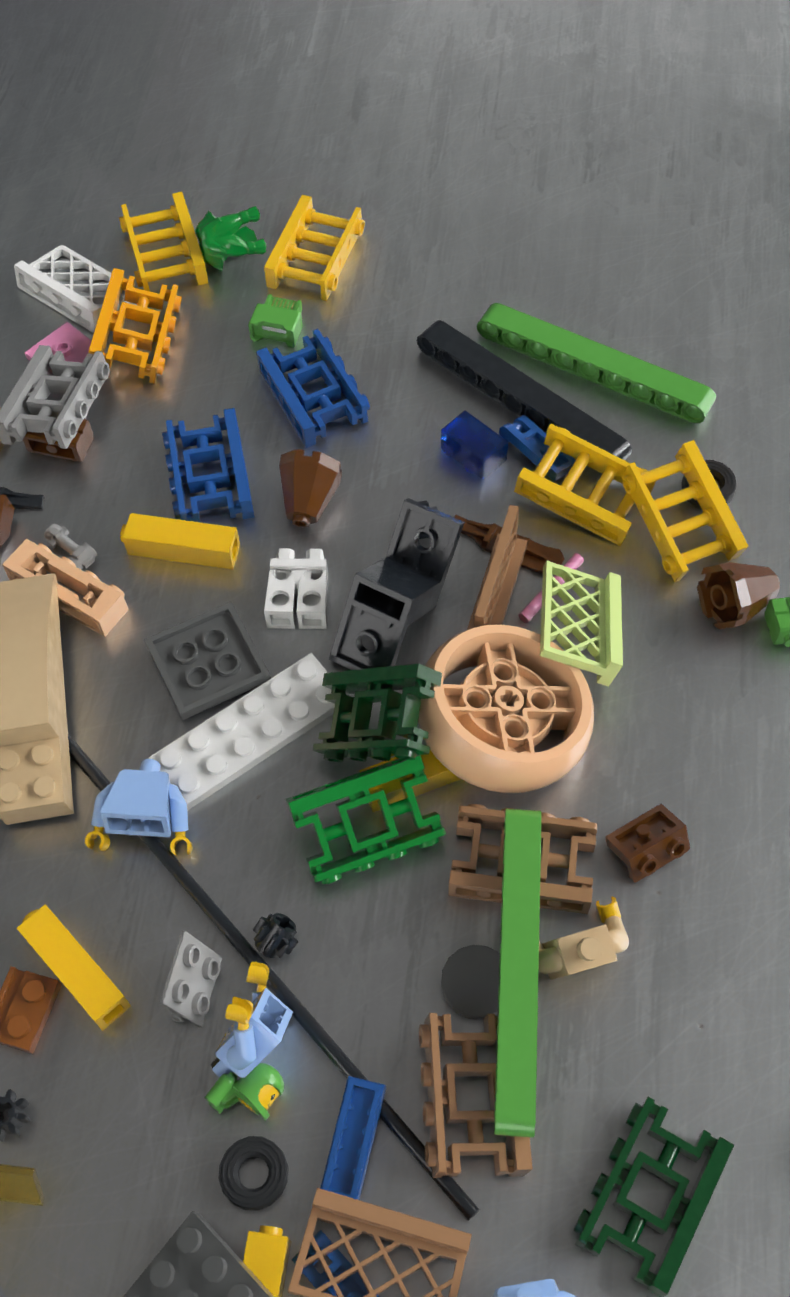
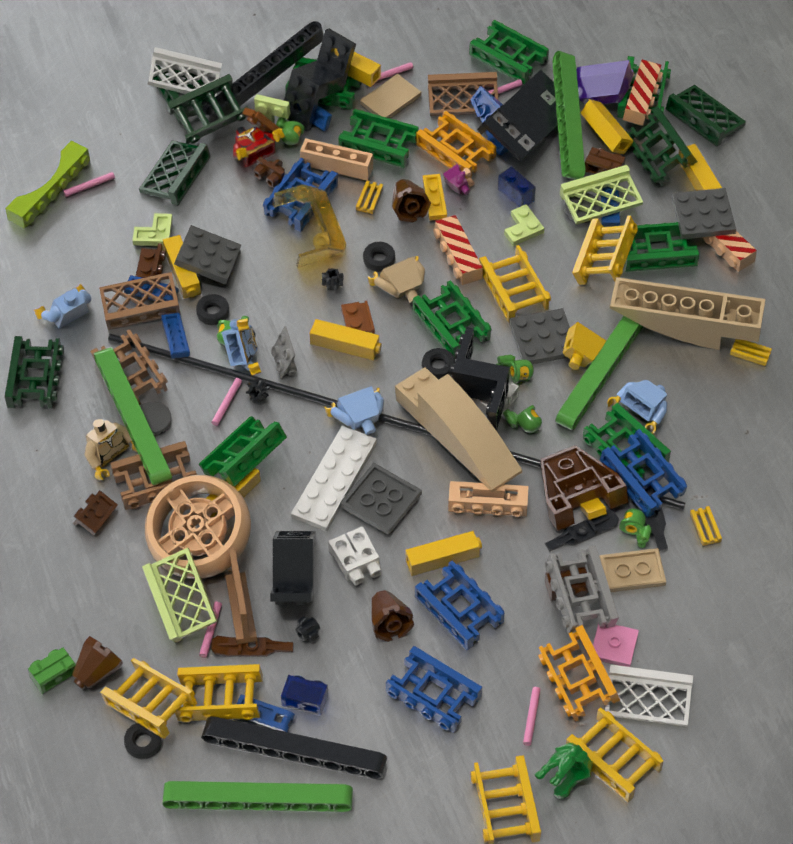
camera: 150 degrees right, 5 degrees down
(80, 555) = (495, 521): light grey bar -> none
(219, 322) = (531, 716): none -> bright pink bar
(277, 321) = (491, 730): bright green piece -> none
(335, 953) = (226, 402): none -> bright pink bar
(396, 717) = (262, 485): dark green fence -> none

